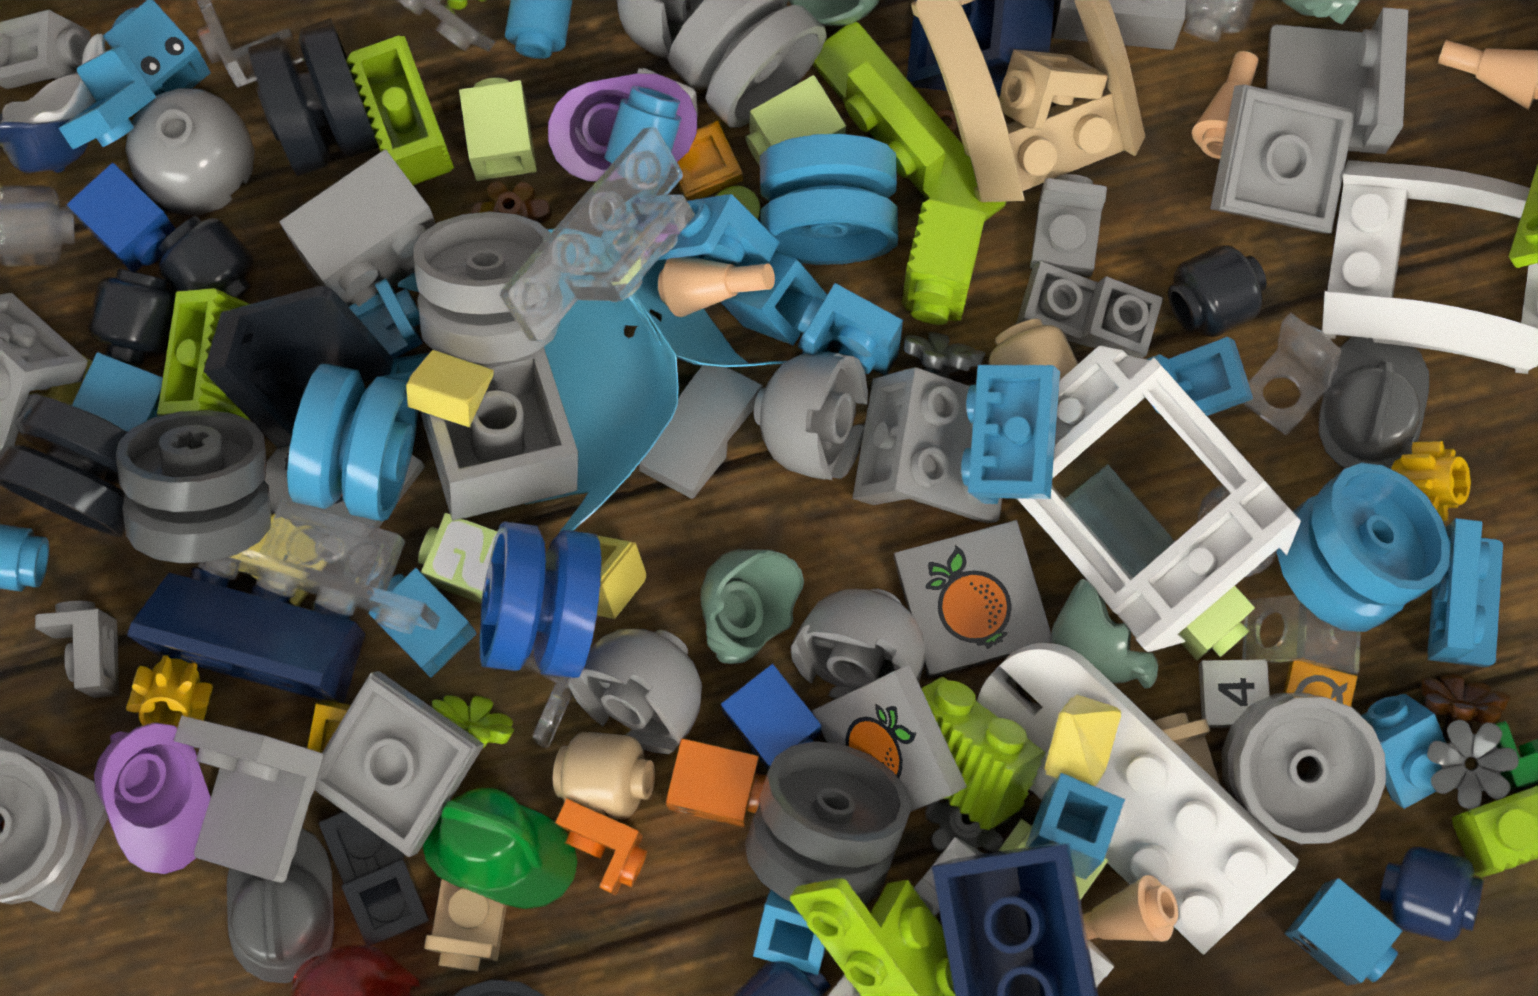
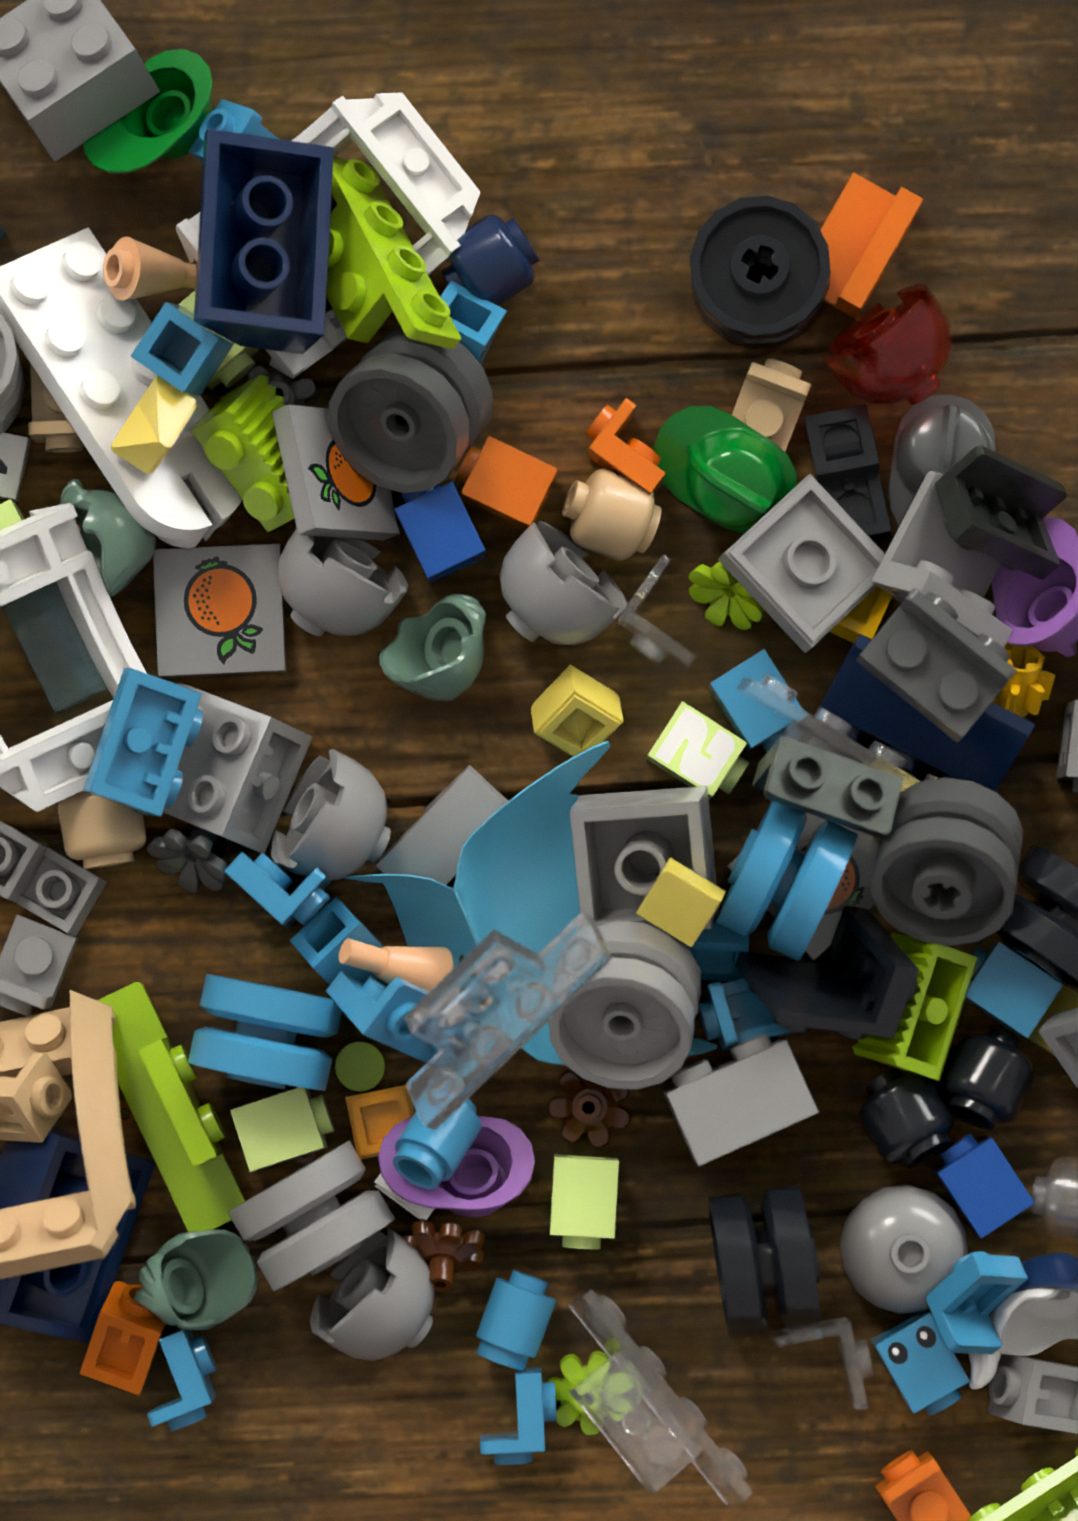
camera: 170 degrees left, 10 degrees up
(207, 853) = (1001, 510): none -> pearl dark grey bracket
(233, 667) = (937, 663): none -> dark grey bracket
(322, 521) = (829, 786): none -> pearl dark grey bracket
(400, 109) = (679, 1232): lime brick -> none
(540, 600) = (635, 672): blue wheel -> none
(616, 48) = (447, 1250): none -> reddish brown plant
(942, 261) = (167, 940): lime brick -> none

